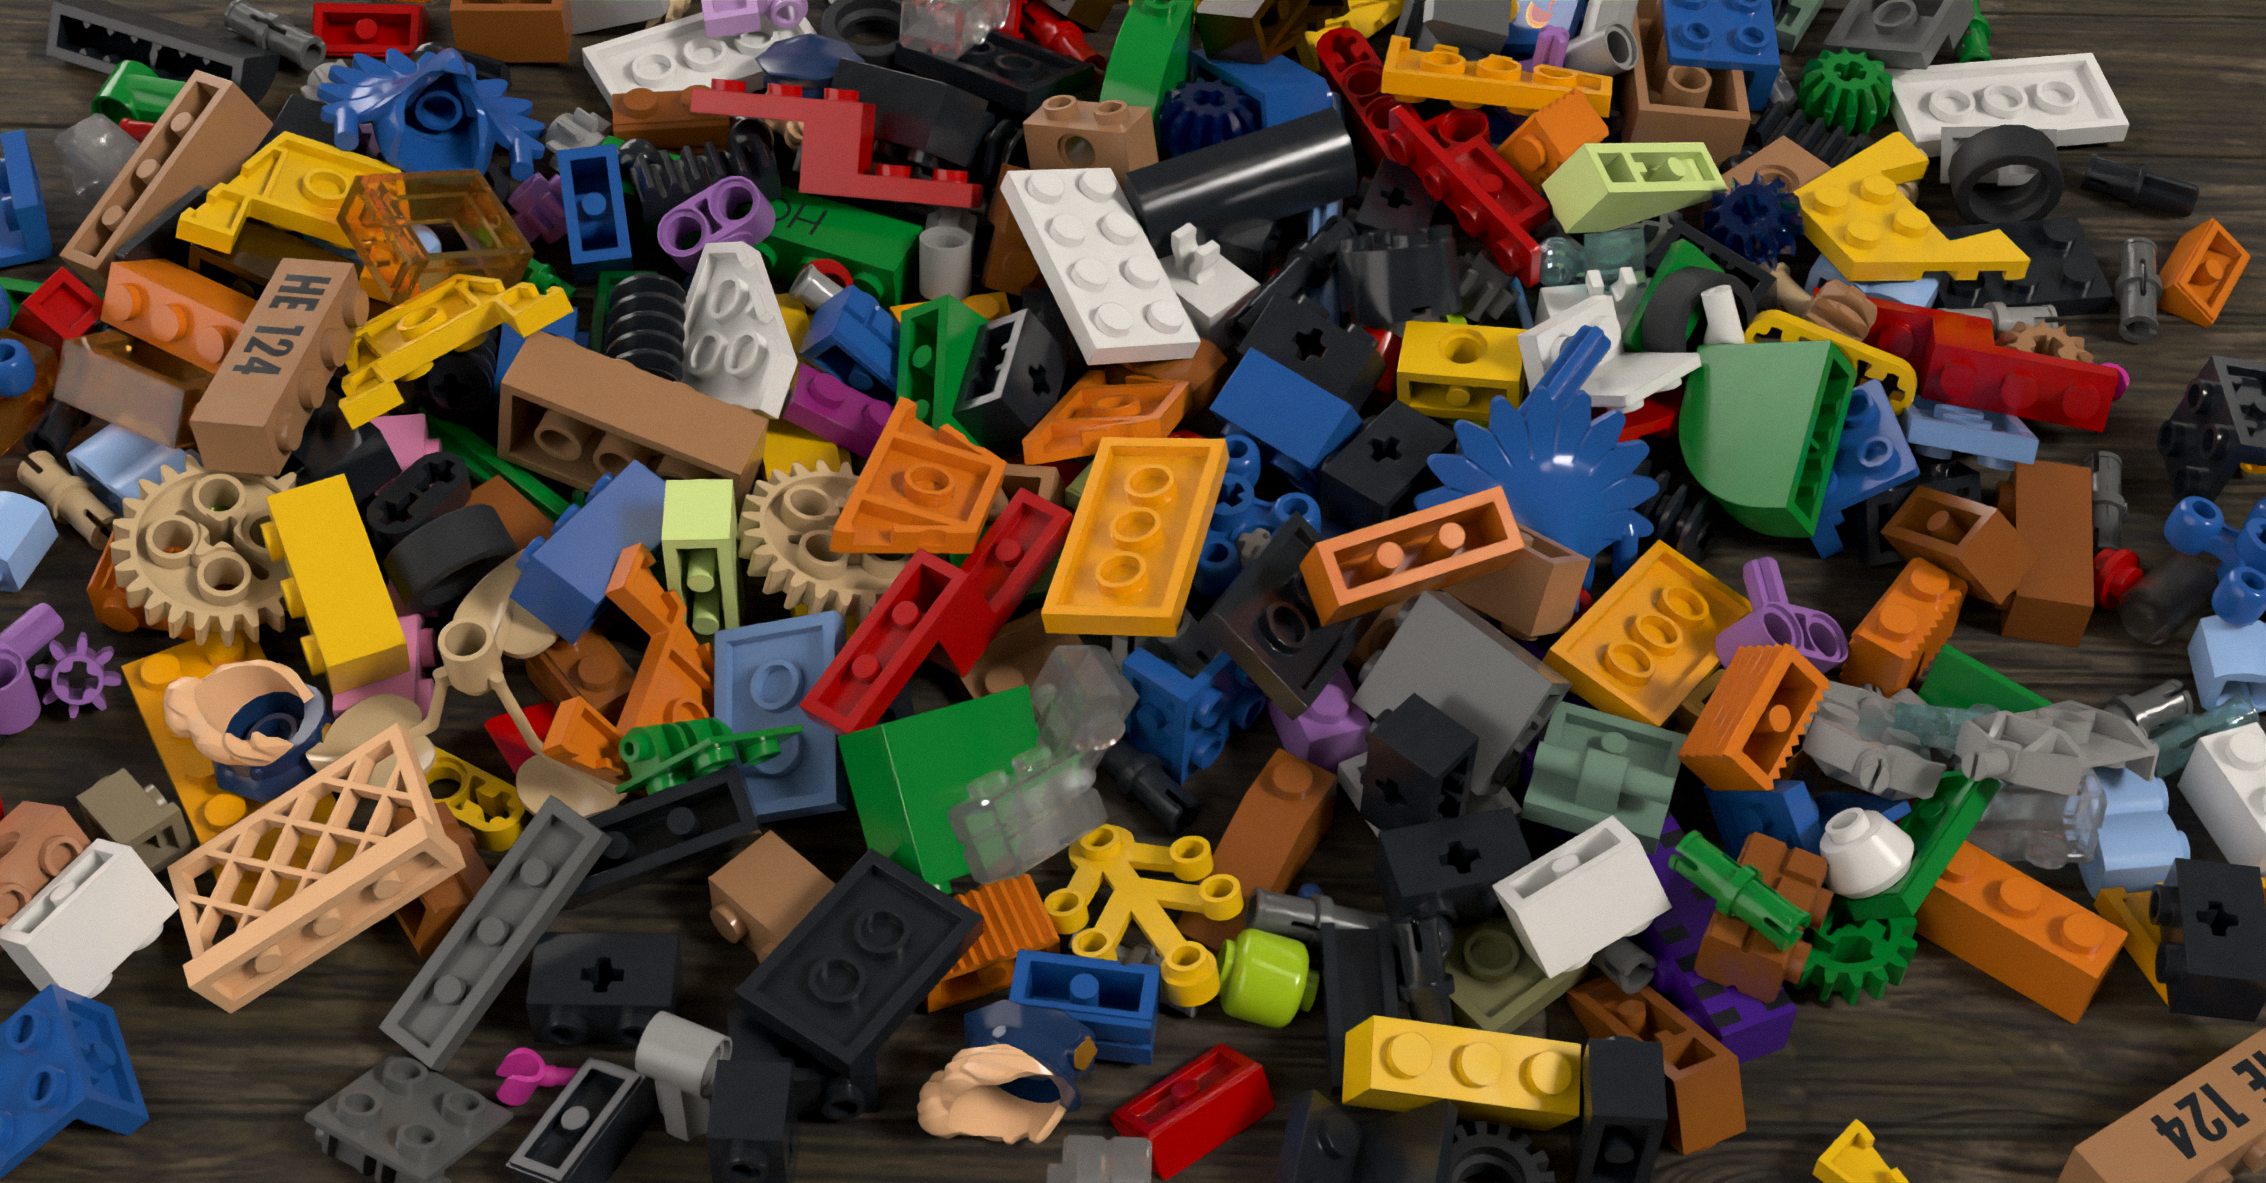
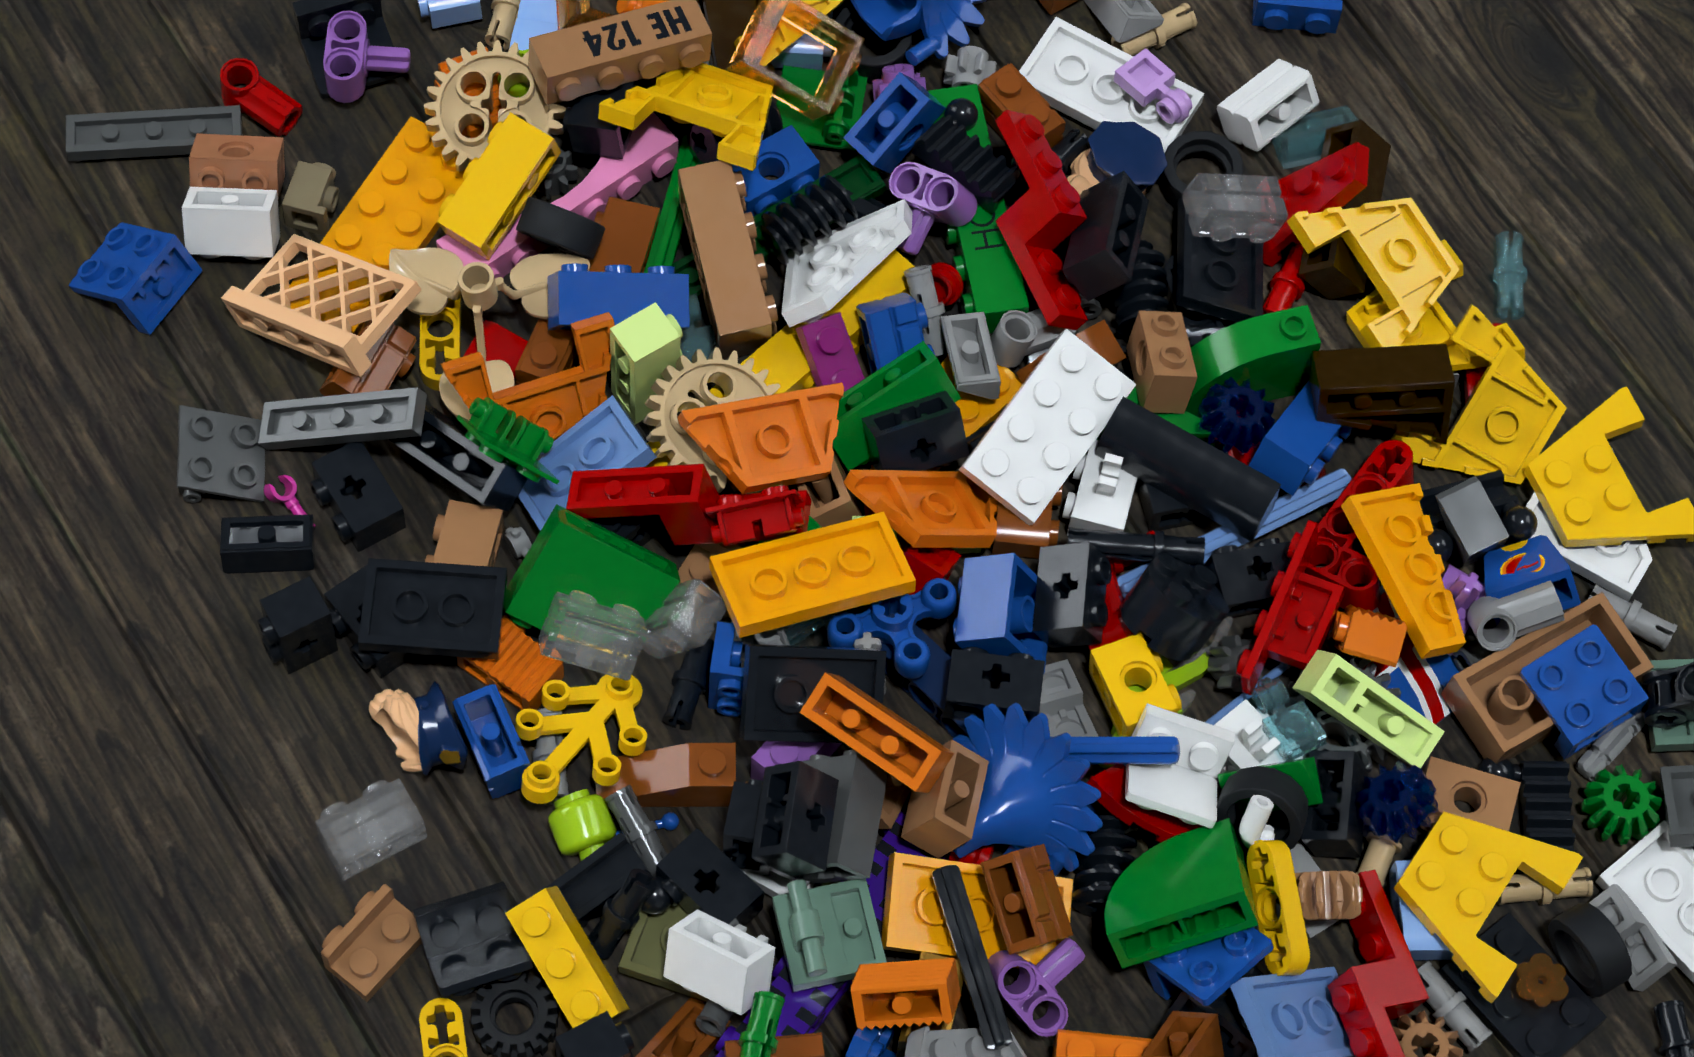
camera: 55 degrees right, 15 degrees up
(92, 686) = (386, 101): medium lavender gear -> none
(252, 725) = (393, 209): piece -> none
(415, 500) = (602, 183): black beam -> none
(683, 1065) = (317, 558): light grey piece -> none
(817, 850) = (517, 541): none -> light grey piece
(917, 284) = (971, 354): none -> light grey slope
(1031, 516) = (738, 516): none -> red hinge
(1197, 1108) = (480, 838): red slope -> none
(1471, 689) = (795, 818): none -> black brick
(1684, 565) = (1026, 899): none -> dark orange brick
(1696, 644) = (972, 957): none -> black axle
(2023, 229) = (1552, 975): none -> clear orange plant

